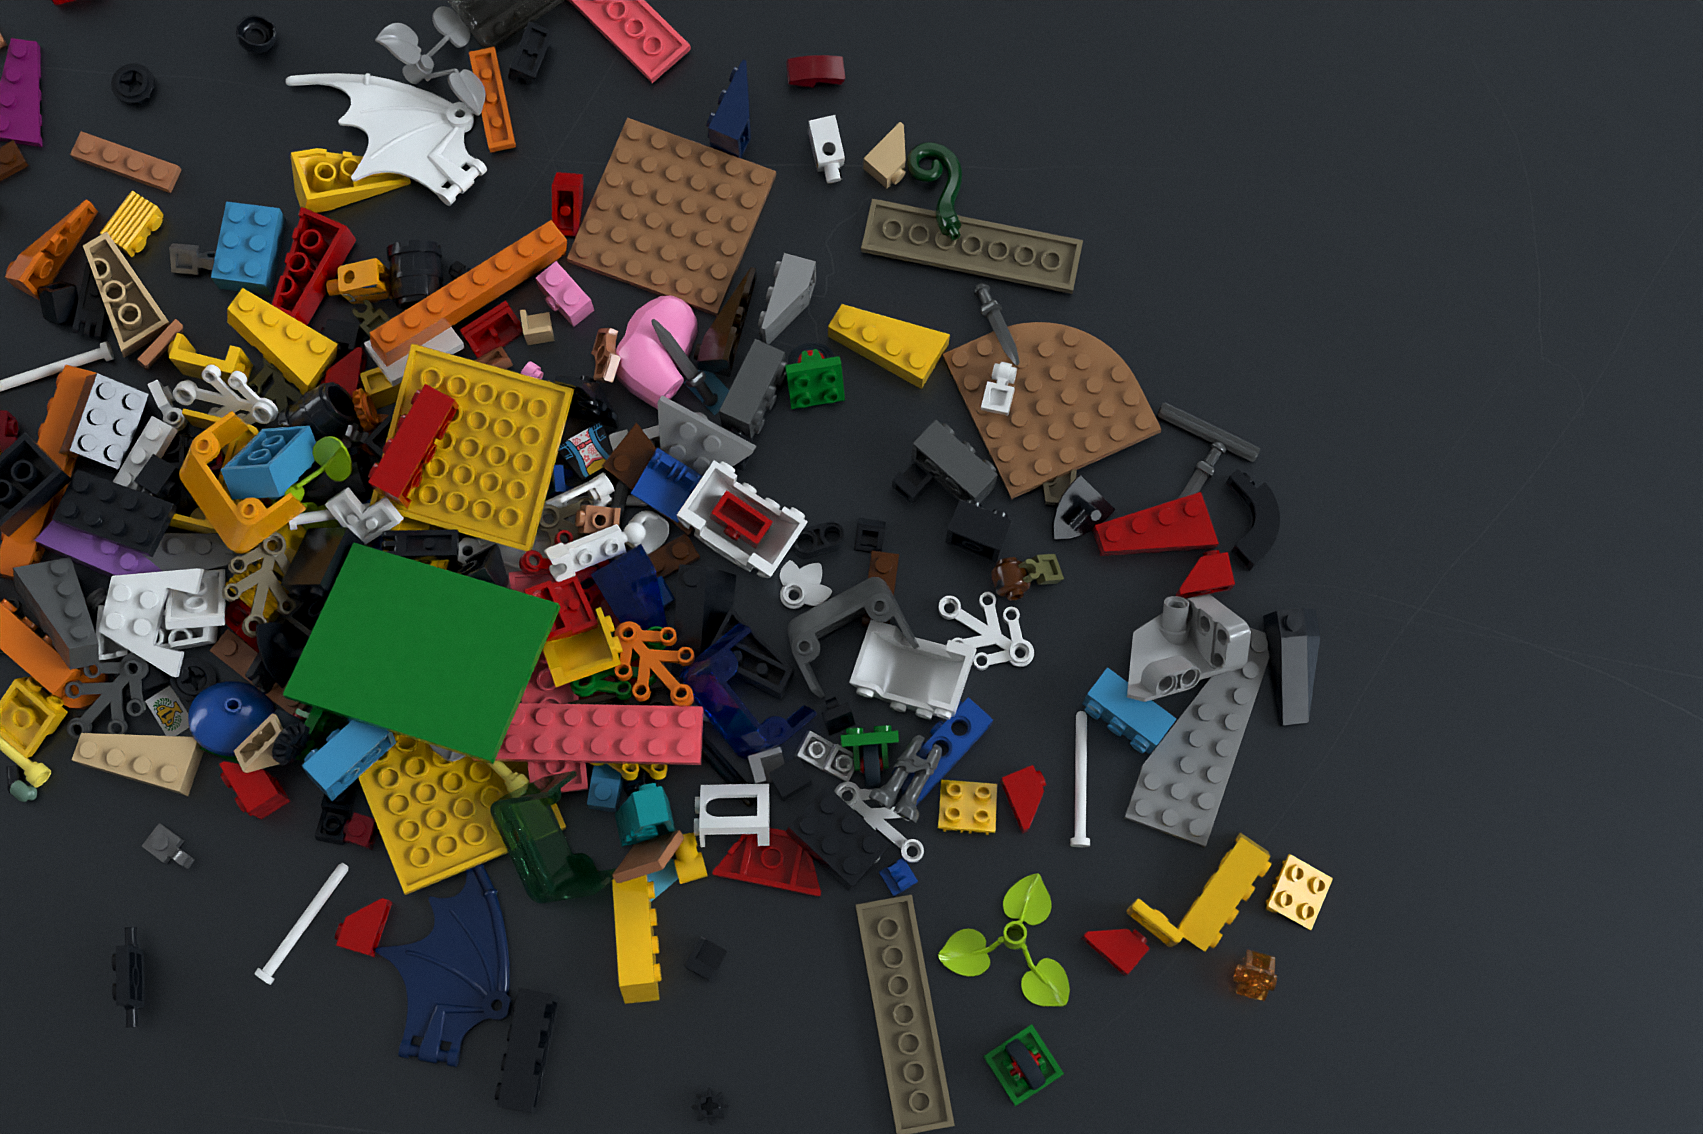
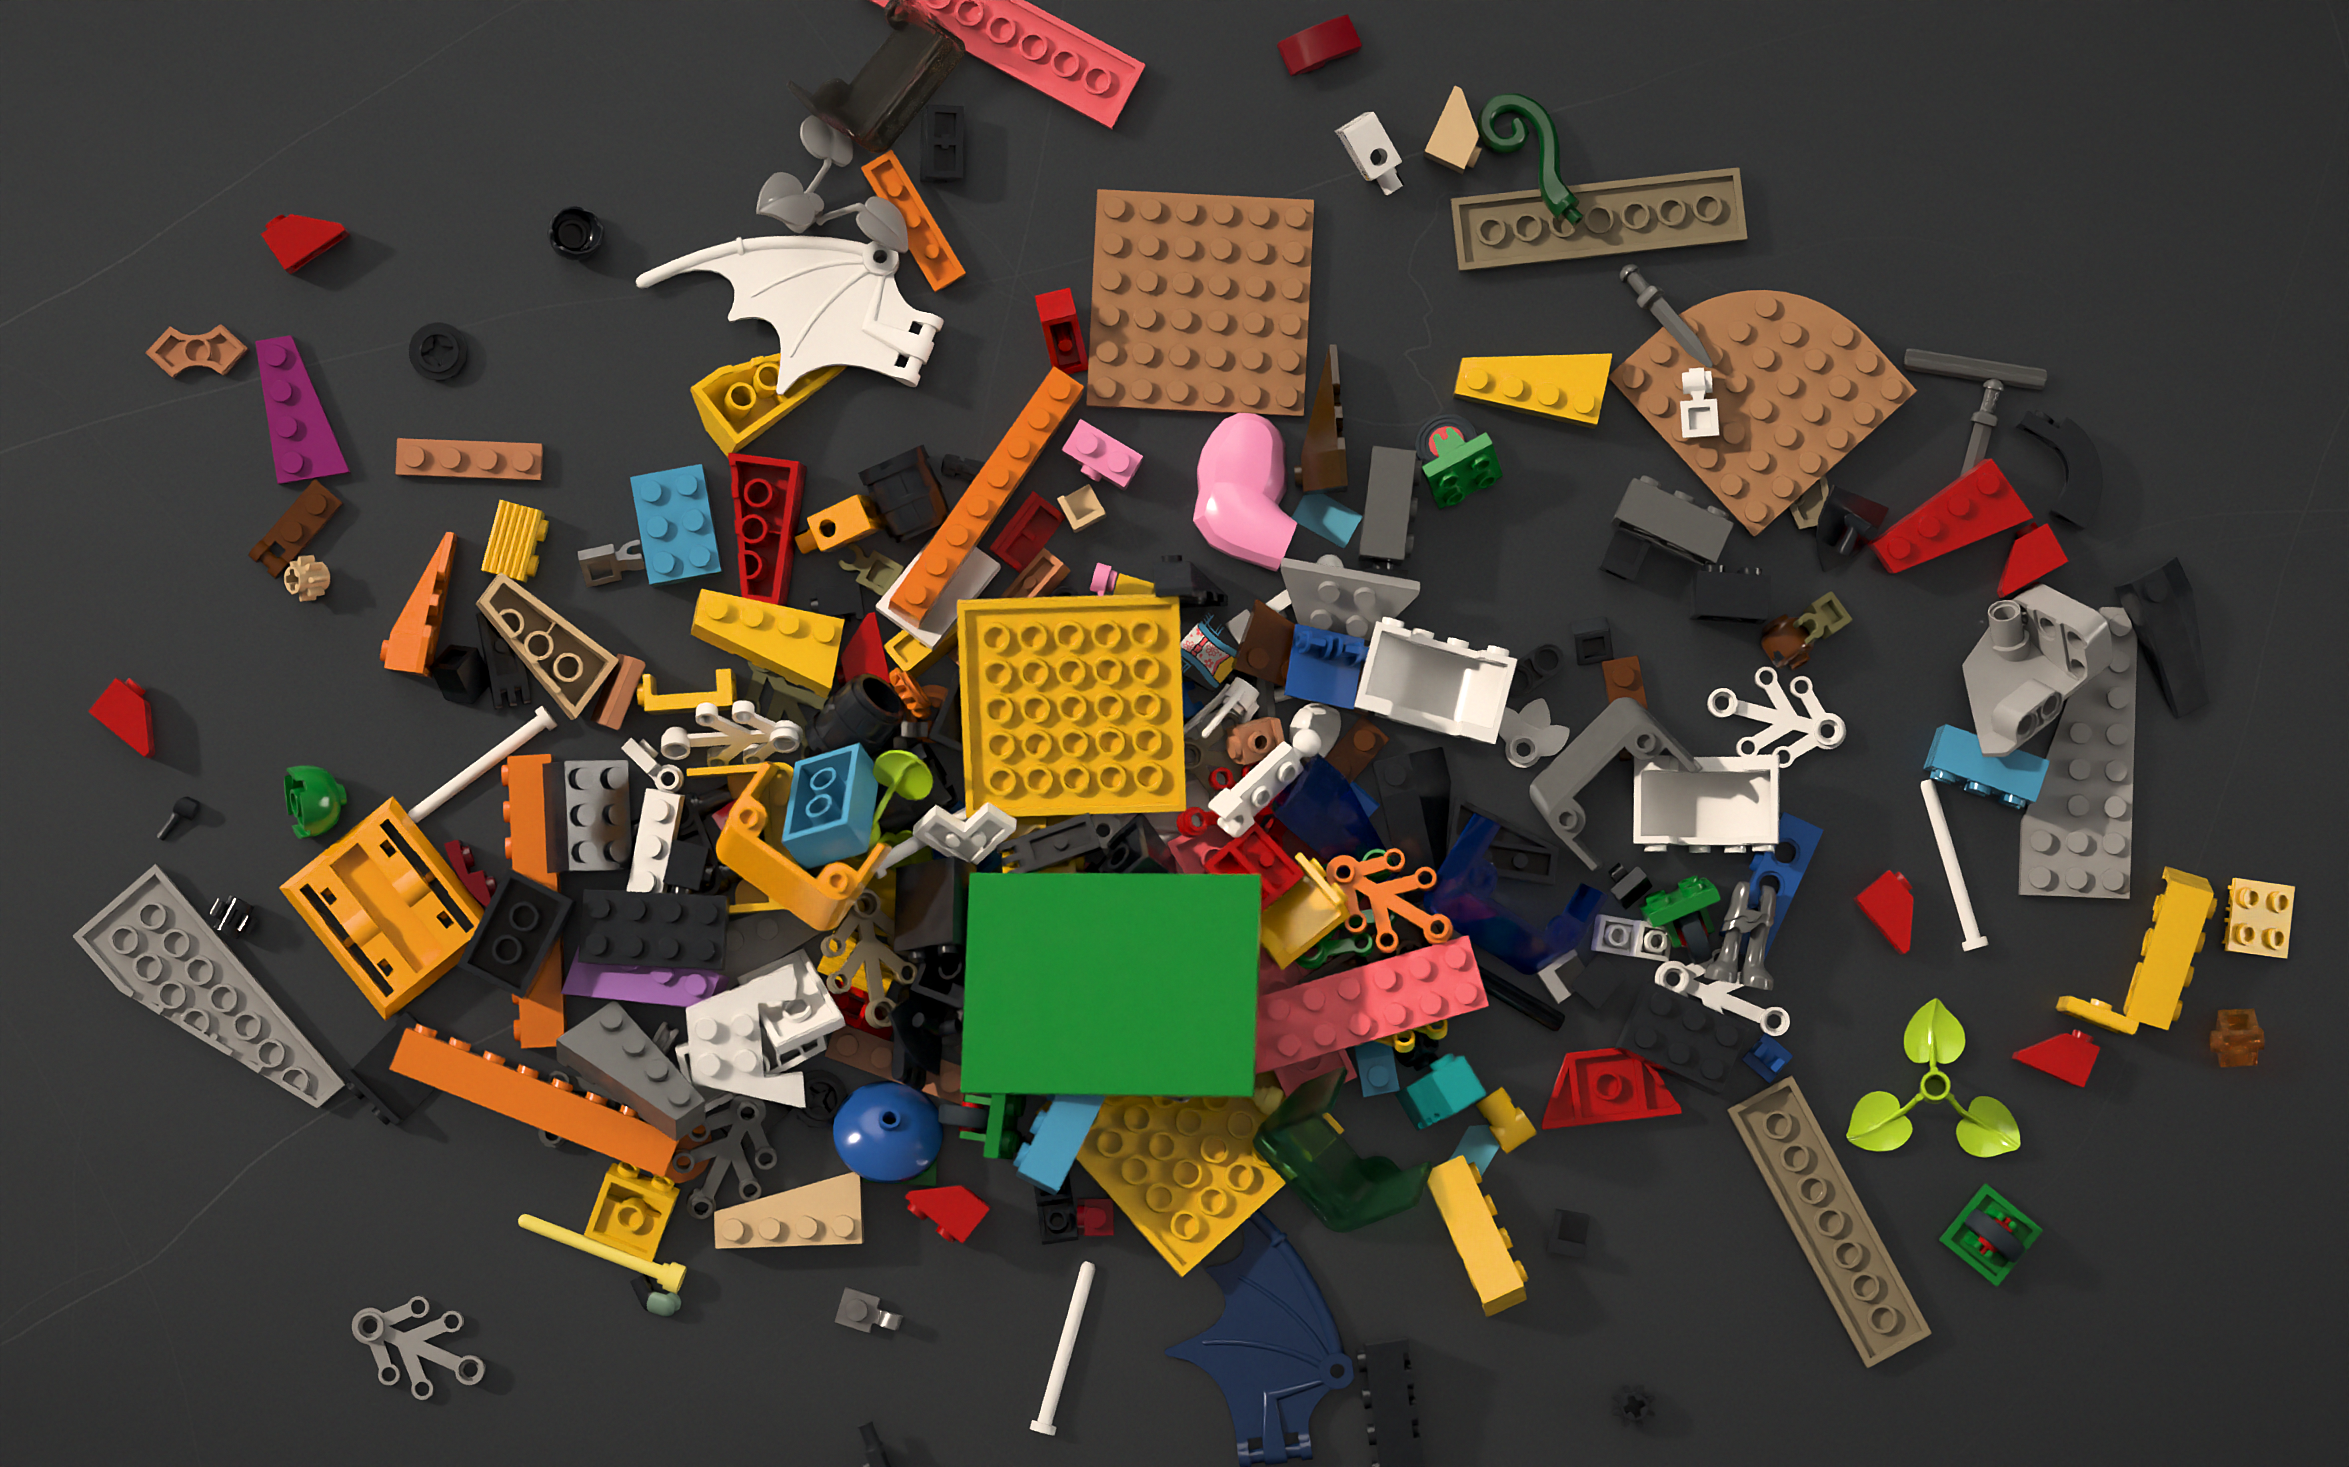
camera: 15 degrees left, 10 degrees up
(169, 712) = (802, 1147): white sticker -> none
(257, 748) = (950, 1156): tan slope -> none
(290, 743) = (989, 1145): black gear -> none
(364, 928) = (1142, 1333): red slope -> none
(412, 445) = (1006, 729): red wedge -> none
(605, 355) = (1181, 515): nougat tile -> none
(648, 856) = (1461, 1137): nougat tile -> none
(695, 377) = (1307, 512): dark grey sword -> none
(714, 825) = (1522, 1075): white panel -> none
(730, 124) = (1242, 153): dark blue slope -> none
(740, 520) = (1430, 681): red brick -> none
(789, 296) = (1392, 354): light grey slope -> none
(967, 806) = (1824, 944): yellow hinge -> none

